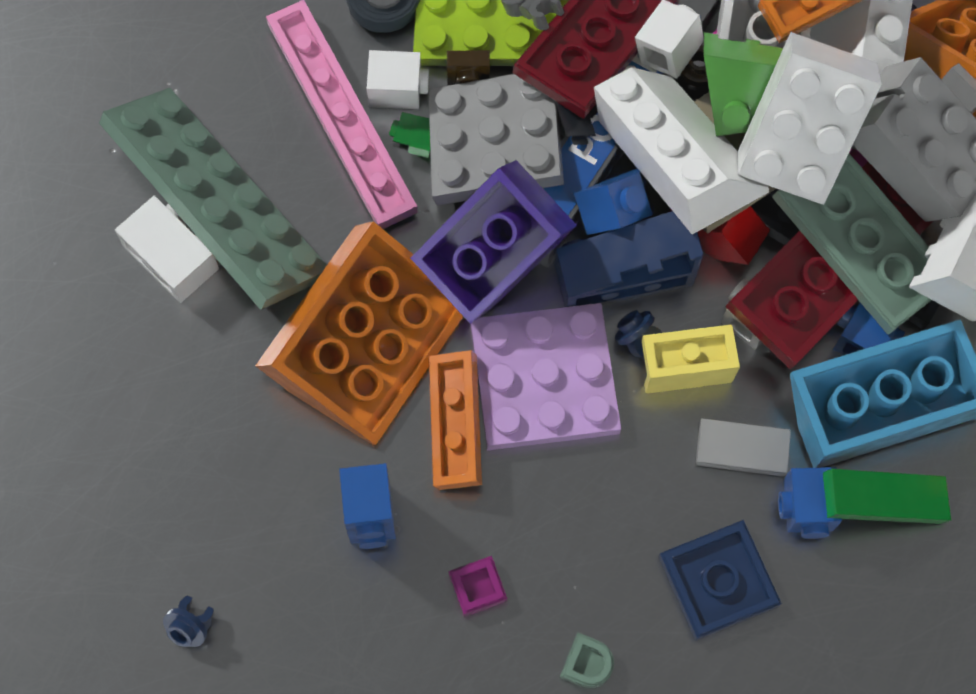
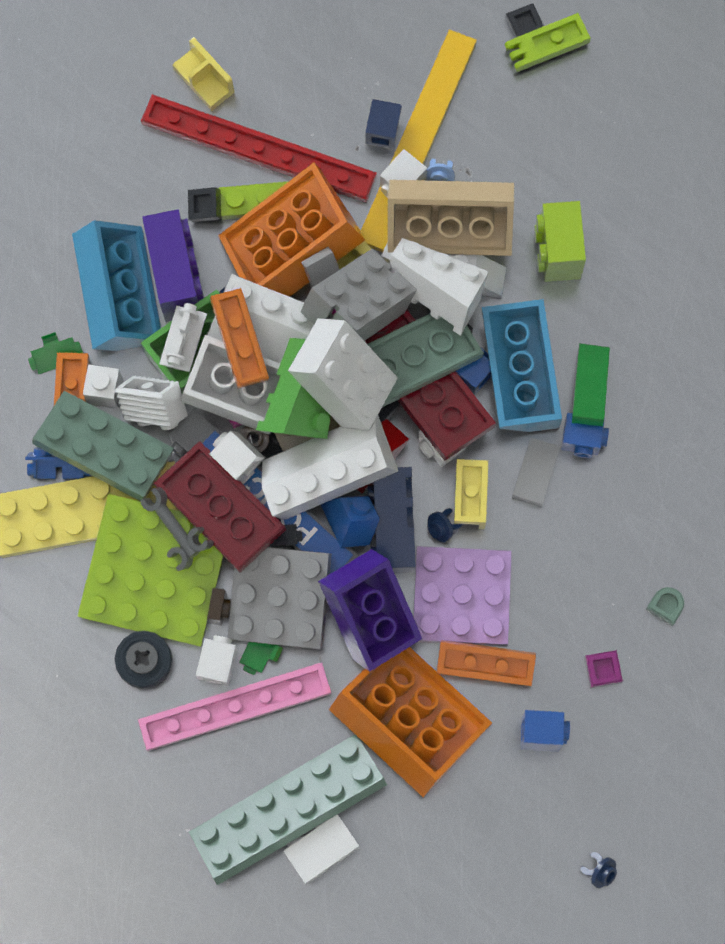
camera: 75 degrees left, 5 degrees up
(719, 580) = (624, 507): dark blue tile -> none

